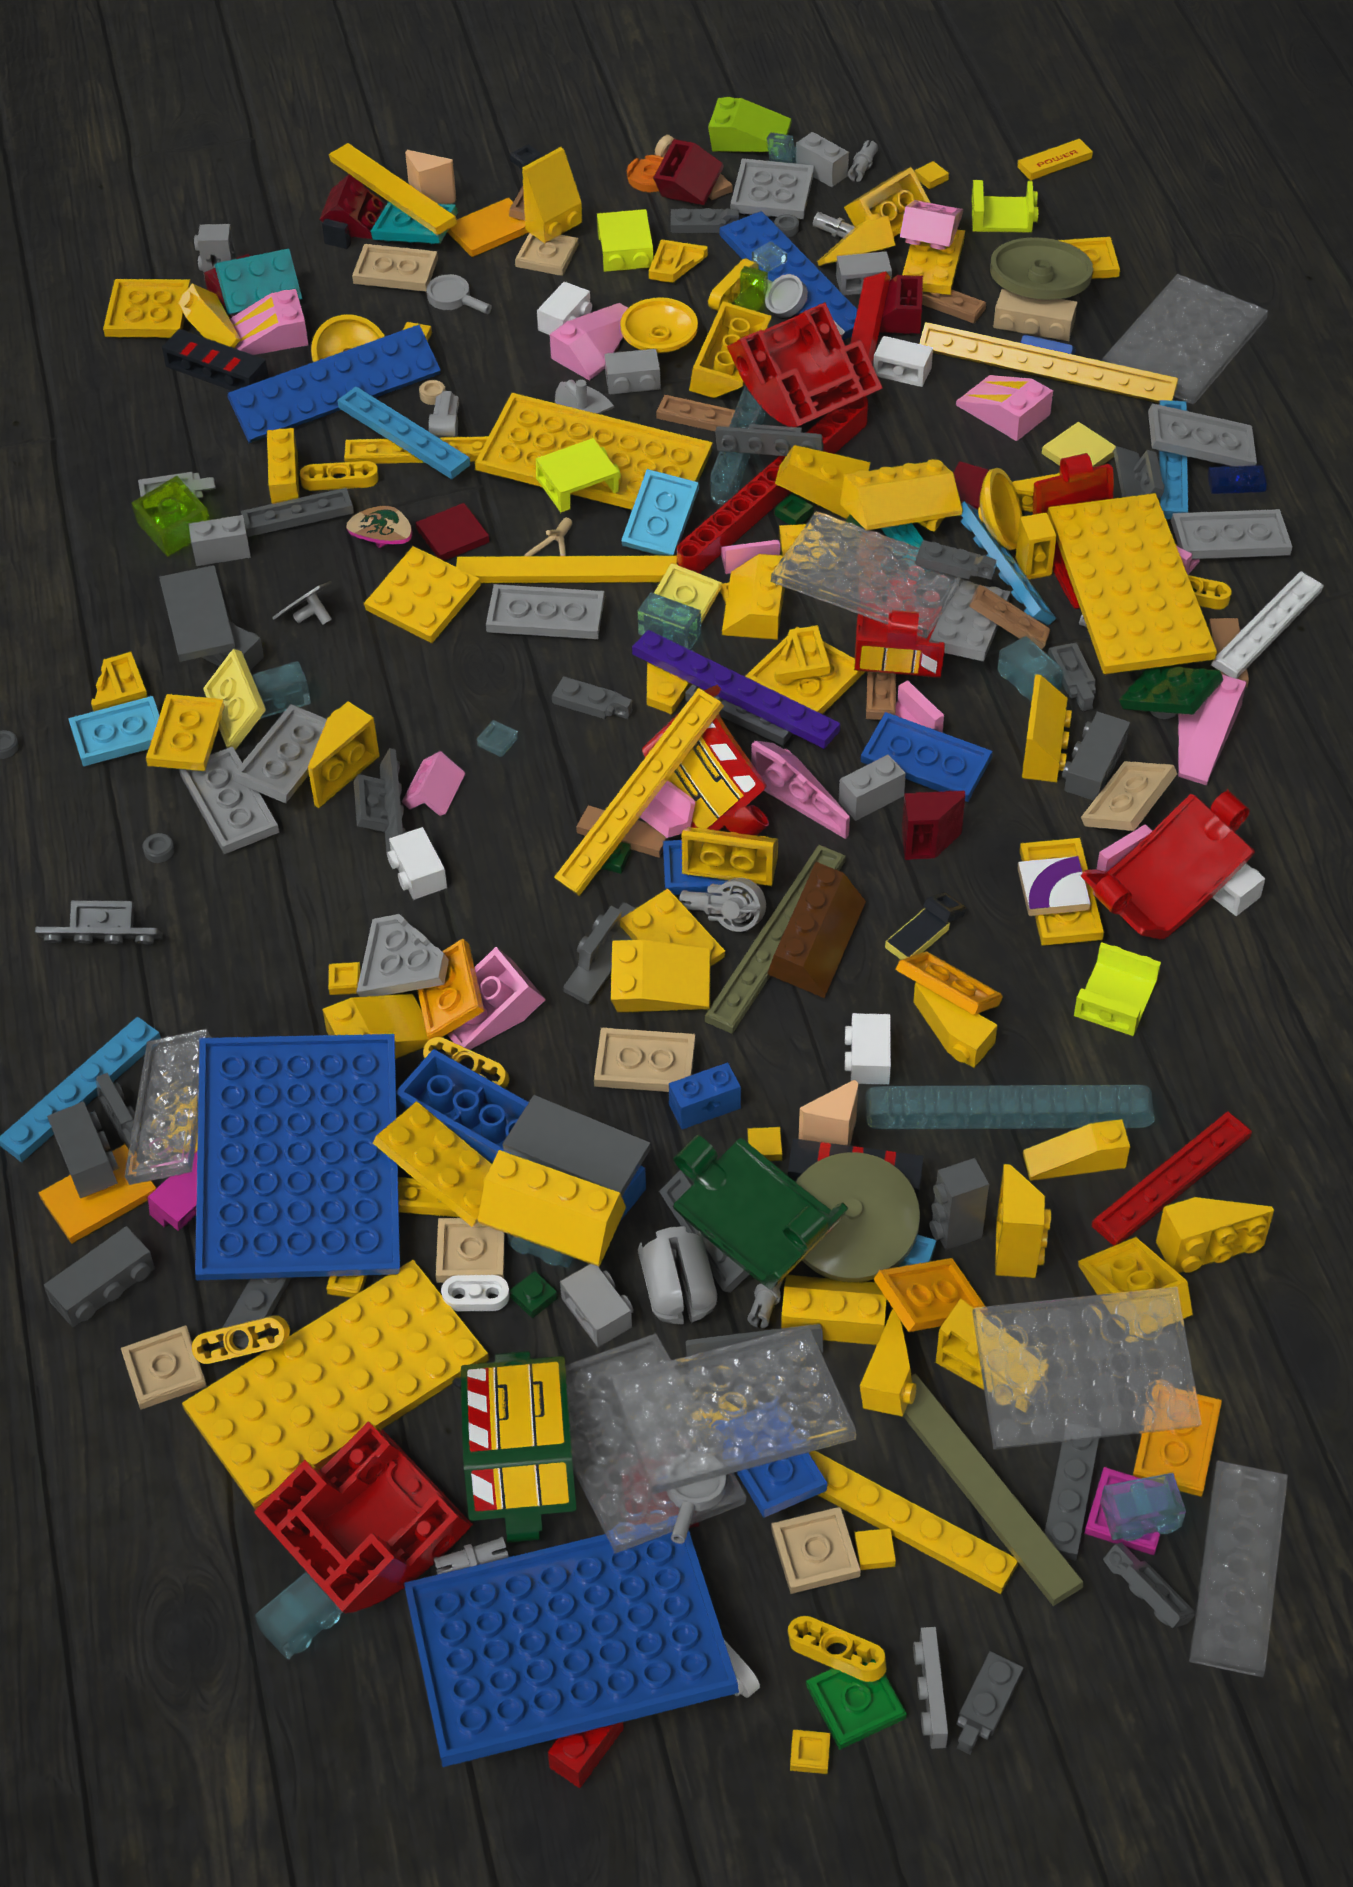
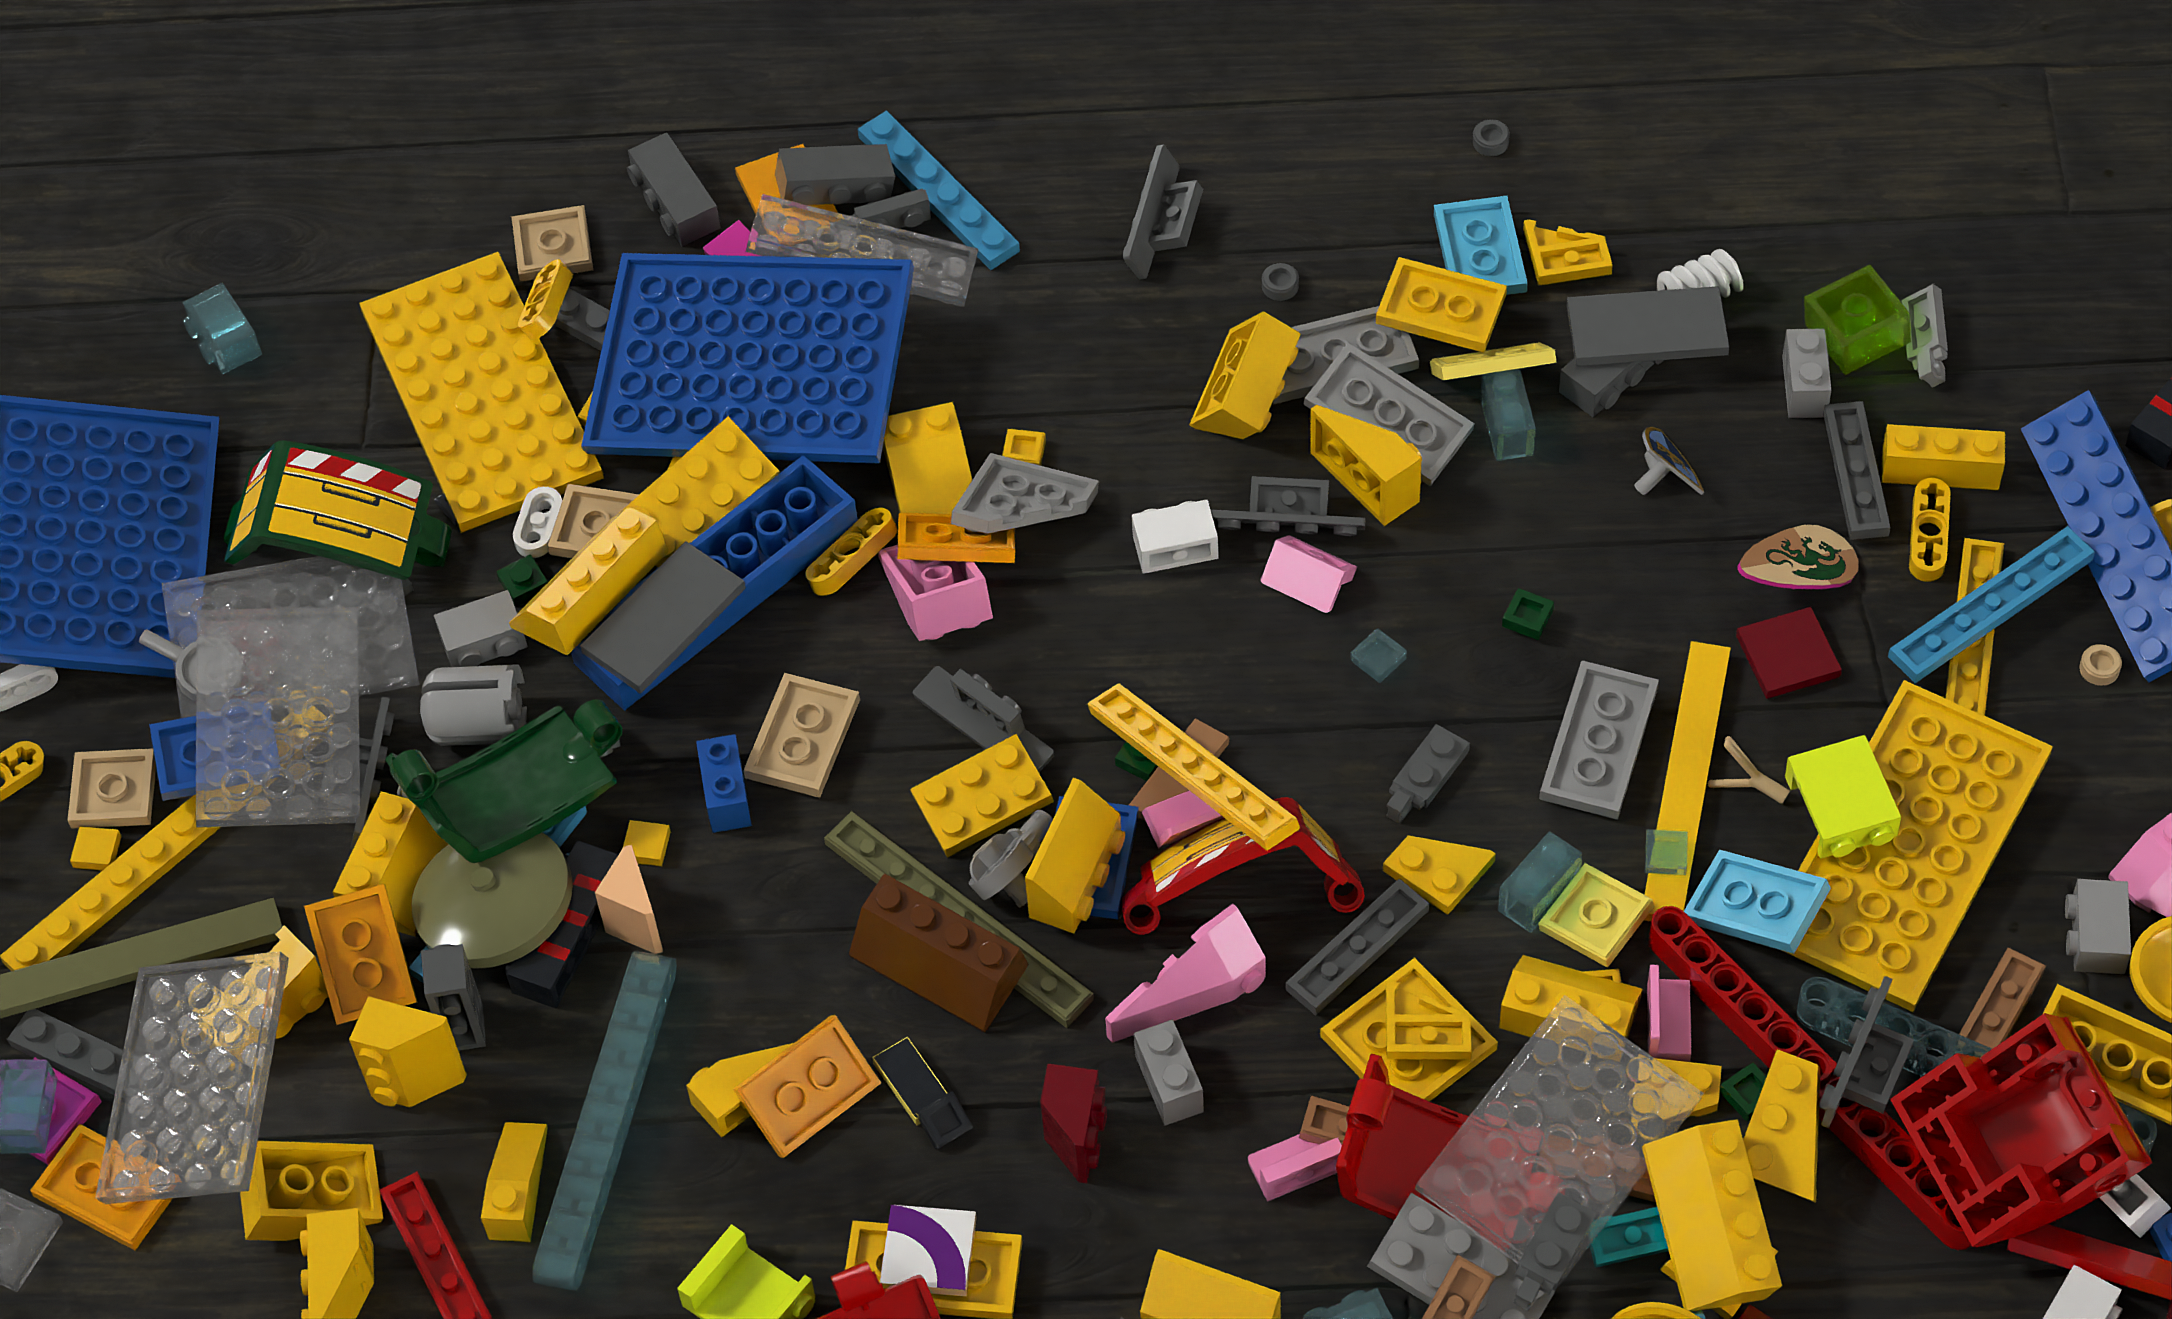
camera: 105 degrees right, 5 degrees up
(143, 603) = (1708, 271): none -> white piece
(268, 837) = (1247, 377): none -> yellow slope
(363, 1520) = (292, 376): red slope -> none
(422, 594) = (1662, 598): yellow plate -> none
(445, 419) = (2020, 665): light grey piece -> none
(449, 660) = (1528, 614): none -> dark green plate
(472, 1556) = (228, 479): light grey pin -> none
(581, 397) = (2055, 855): light grey shield -> none
(630, 564) = (1666, 852): none -> clear light blue tile
(659, 976) = (909, 756): yellow slope -> none
(737, 689) = (1384, 936): dark purple plate -> none
(870, 1048) = (740, 978): white brick -> none
(888, 1378) = (273, 890): yellow slope -> none
(928, 755) = (1212, 1157): blue plate -> none

